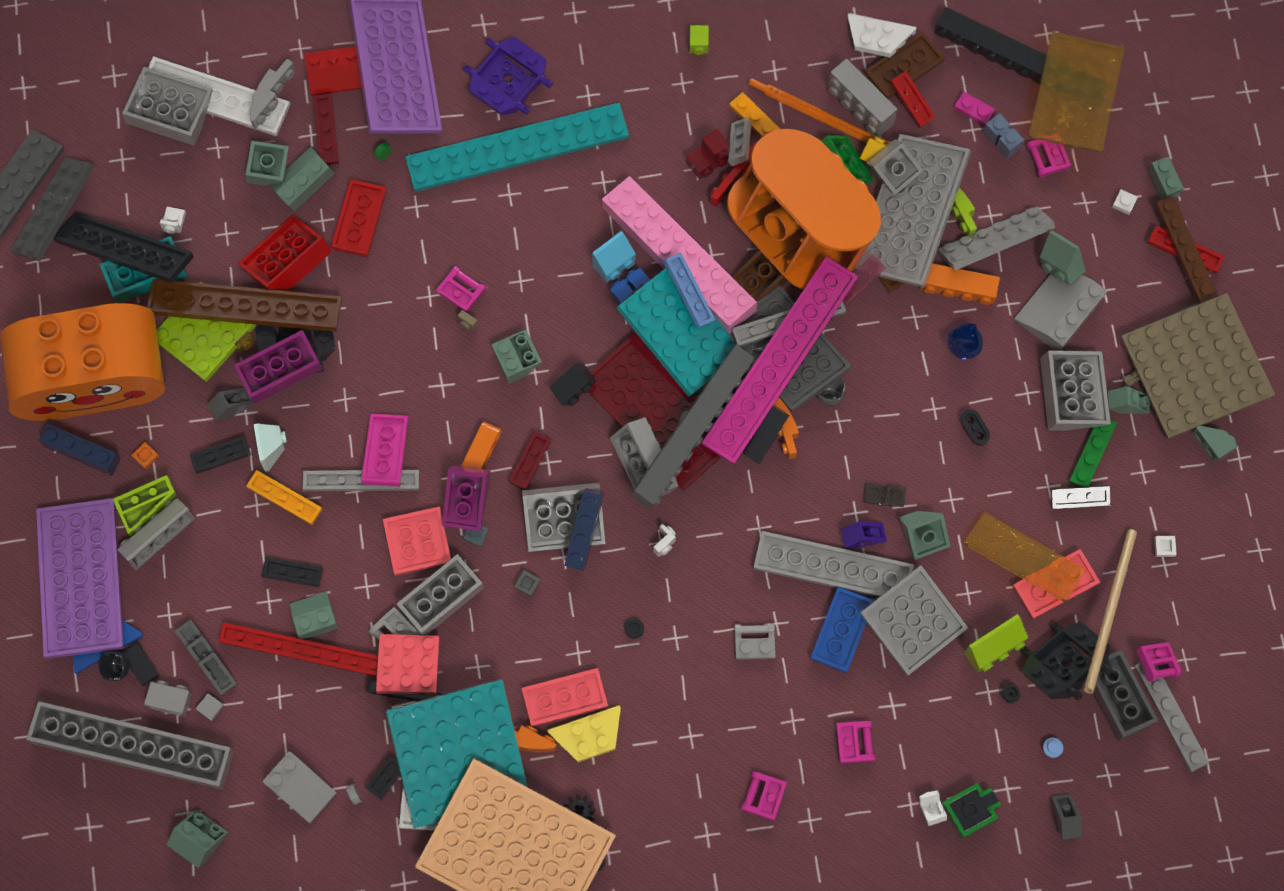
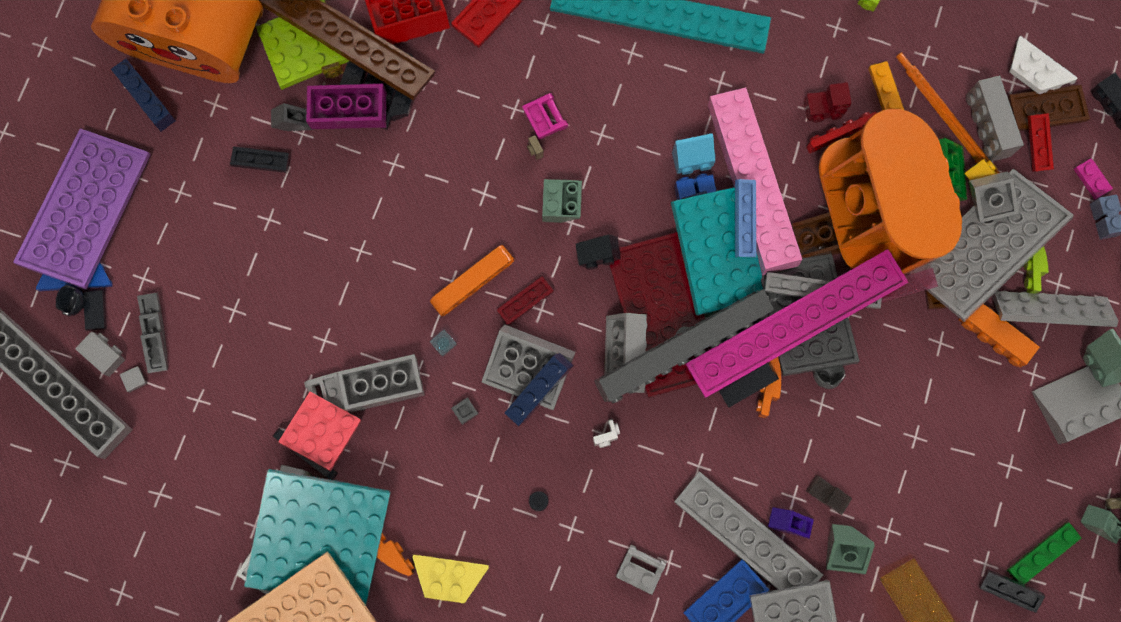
camera: 25 degrees right, 5 degrees up
(143, 502) = (171, 170): lime wedge -> none
(145, 455) = (197, 128): orange tile -> none
(156, 533) = (166, 202): light grey slope -> none
(196, 838) = (58, 491): sand green slope -> none
(269, 443) = (304, 171): light aqua slope -> none
(284, 497) = (294, 225): light orange plate -> none
(292, 572) = (267, 295): black tile -> none
(299, 649) = (235, 367): red plate -> none
(299, 787) = (169, 491): light grey slope -> none
(313, 616) = (263, 343): sand green slope -> none
(351, 481) = (368, 243): light grey plate -> none
(354, 794) = (213, 523): light grey tile -> none
(384, 778) = (244, 524): black plate -> none
(385, 450) = (402, 227): dark pink tile -> none
(417, 541) = (388, 322): coral plate -> none
(465, 497) = (448, 306): magenta slope -> none
(564, 697) = (443, 532): coral plate -> none
(739, 141) = (861, 105): light grey plate -> none
(965, 338) = (979, 387): clear blue piece -> none
(975, 428) = (945, 475): black plate -> none
(1074, 390) = (1057, 488): light grey slope -> none

